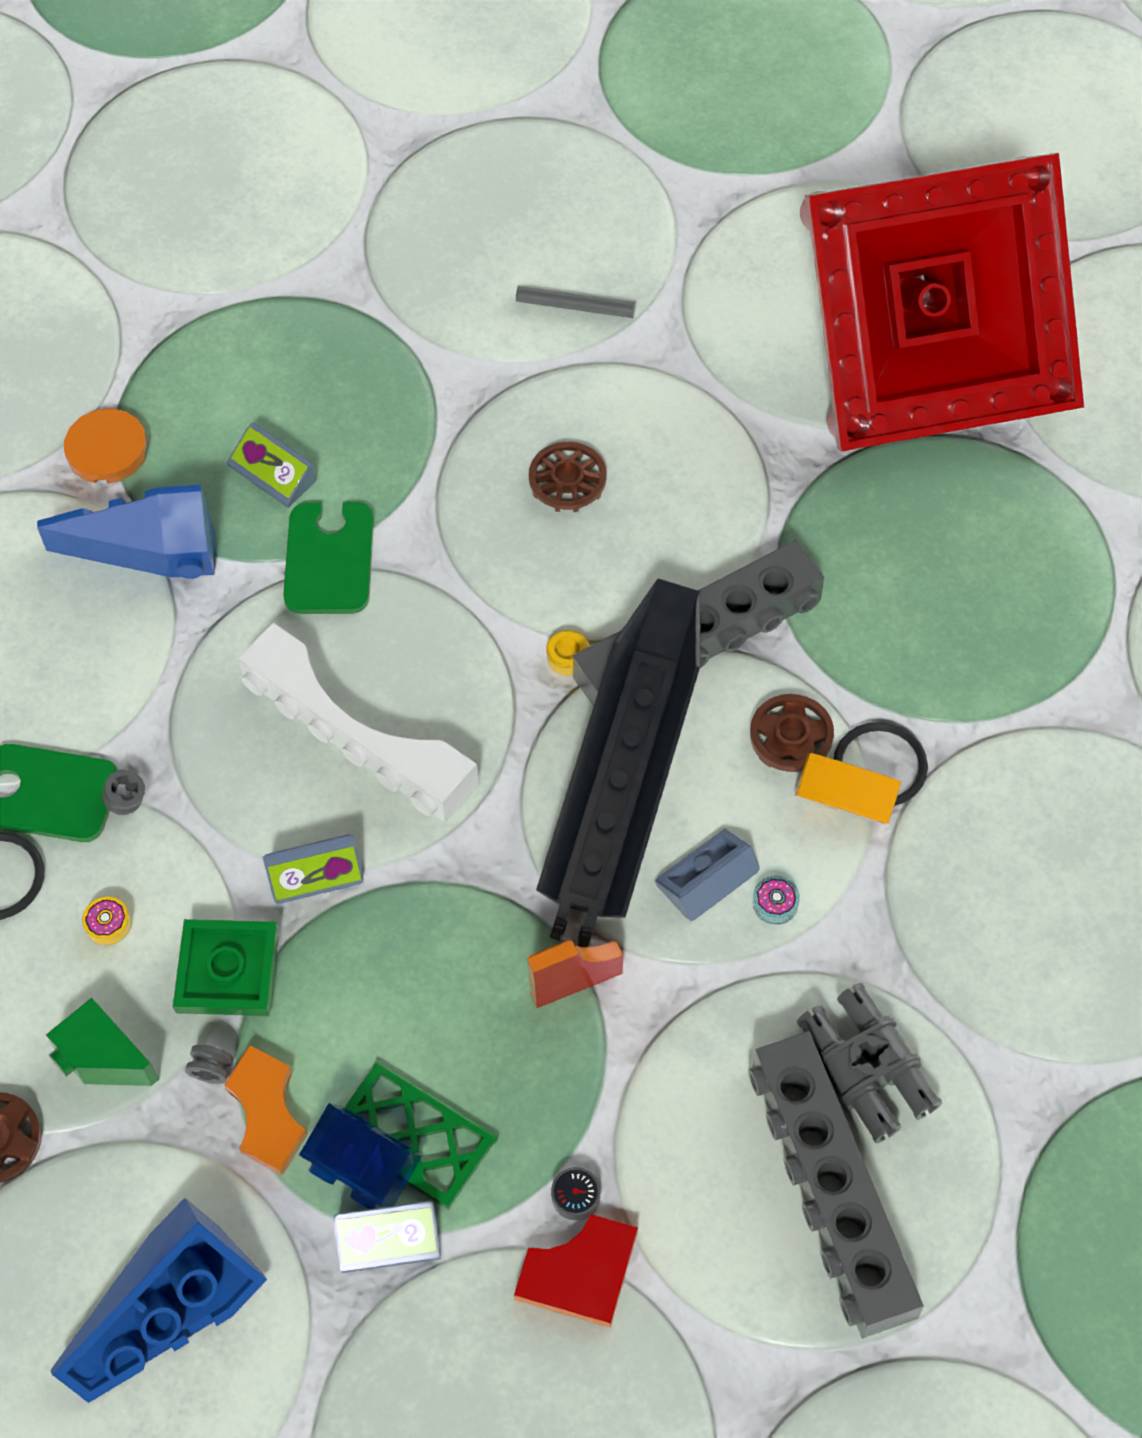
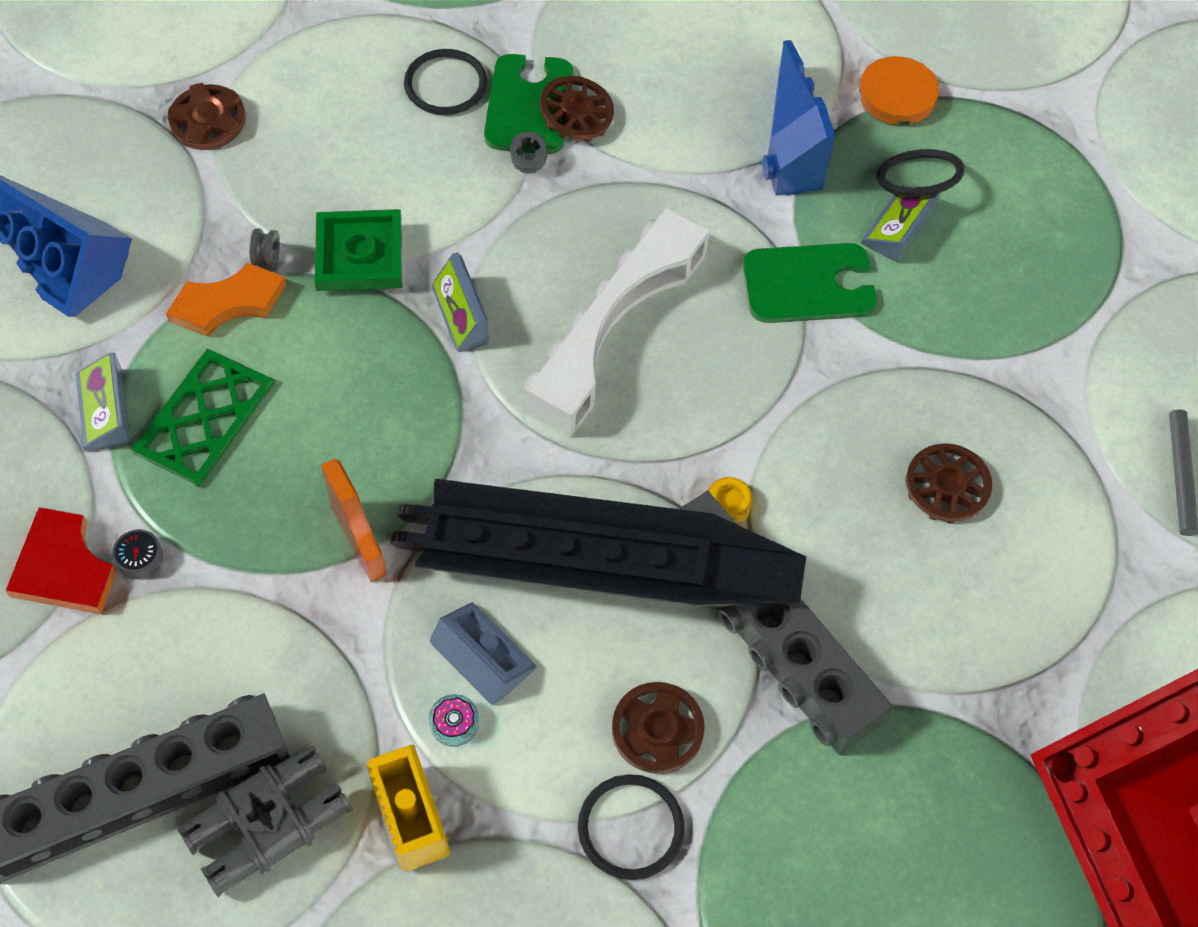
camera: 80 degrees right, 0 degrees up
(70, 742) = (576, 108): none -> copper wheel
(98, 1050) = (279, 169): green slope -> none
(106, 920) = (404, 161): tile -> none
(255, 432) = (920, 191): none -> black tyre
(359, 1156) = (170, 367): clear blue brick -> none
(848, 788) = (584, 784): light orange slope -> none
(870, 930) = (408, 808): none -> yellow brick

